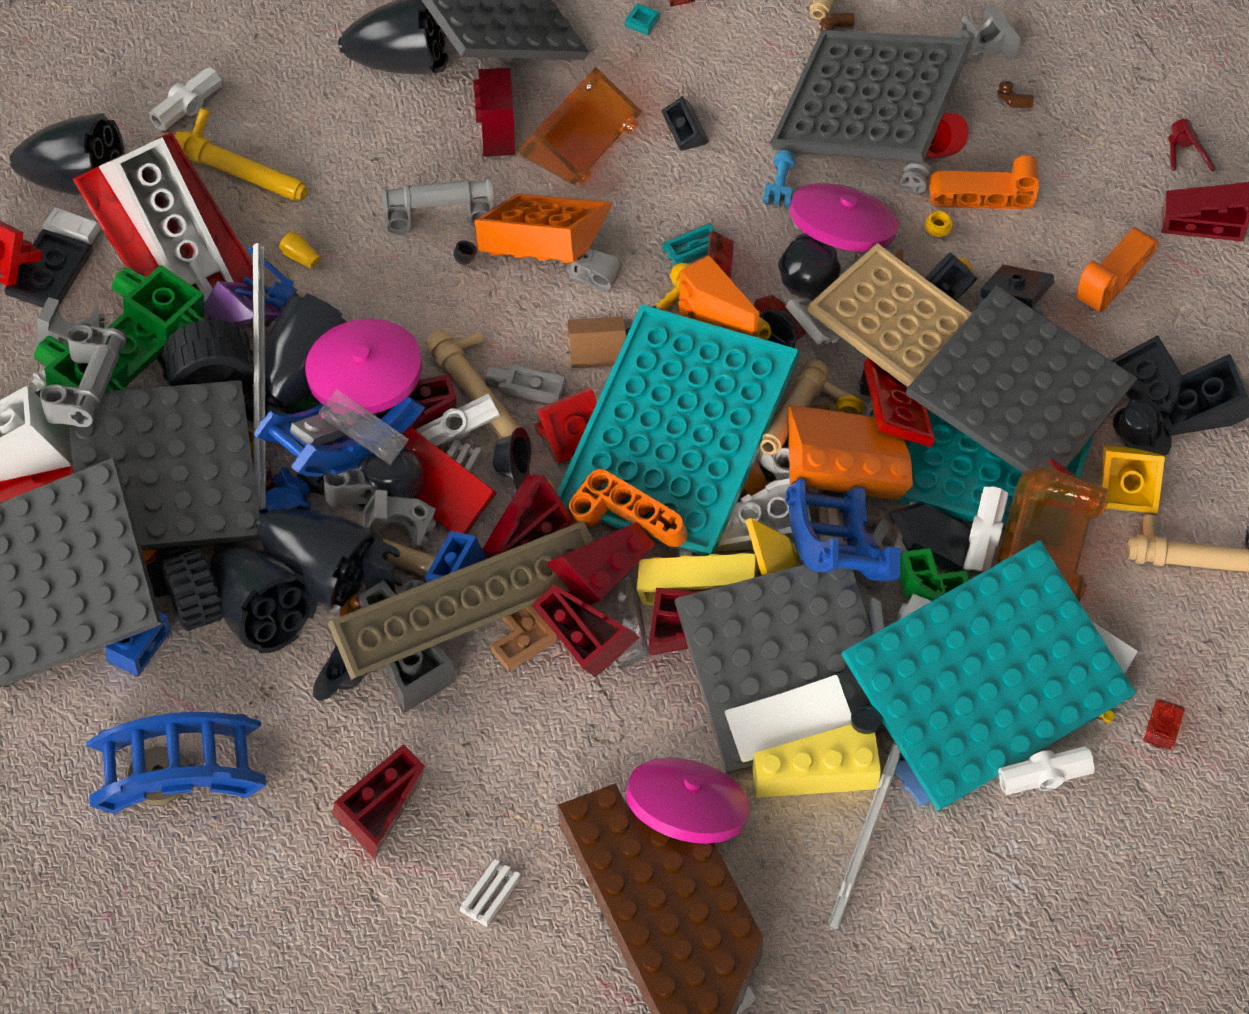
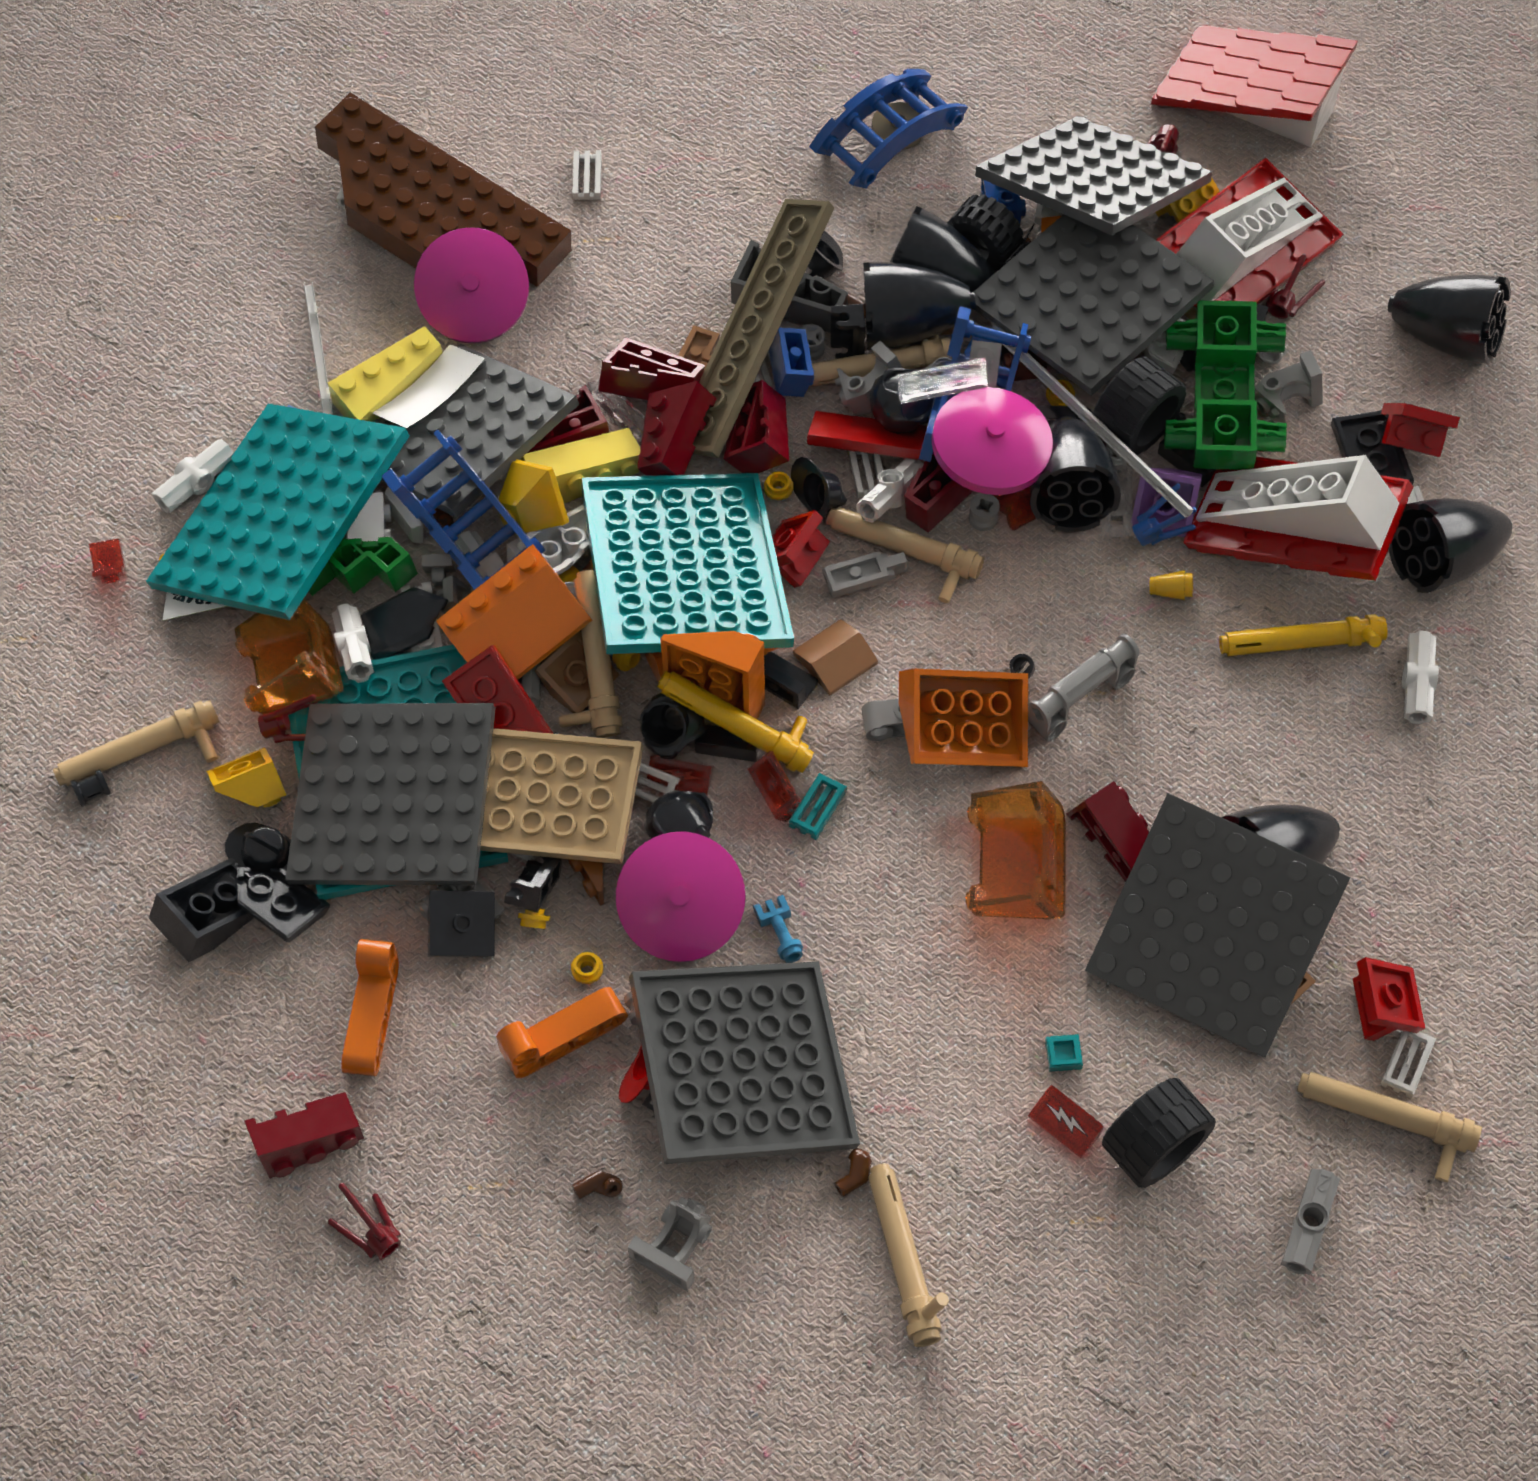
camera: 150 degrees right, 5 degrees up
(89, 346) = (1187, 259): light grey piece -> none
(379, 799) = (715, 176): dark red wedge -> none
(633, 511) = (673, 474): orange beam -> none
(684, 124) = (922, 943): black slope -> none
(850, 404) = (553, 707): yellow plate -> none
(866, 719) = (362, 409): black piece -> none

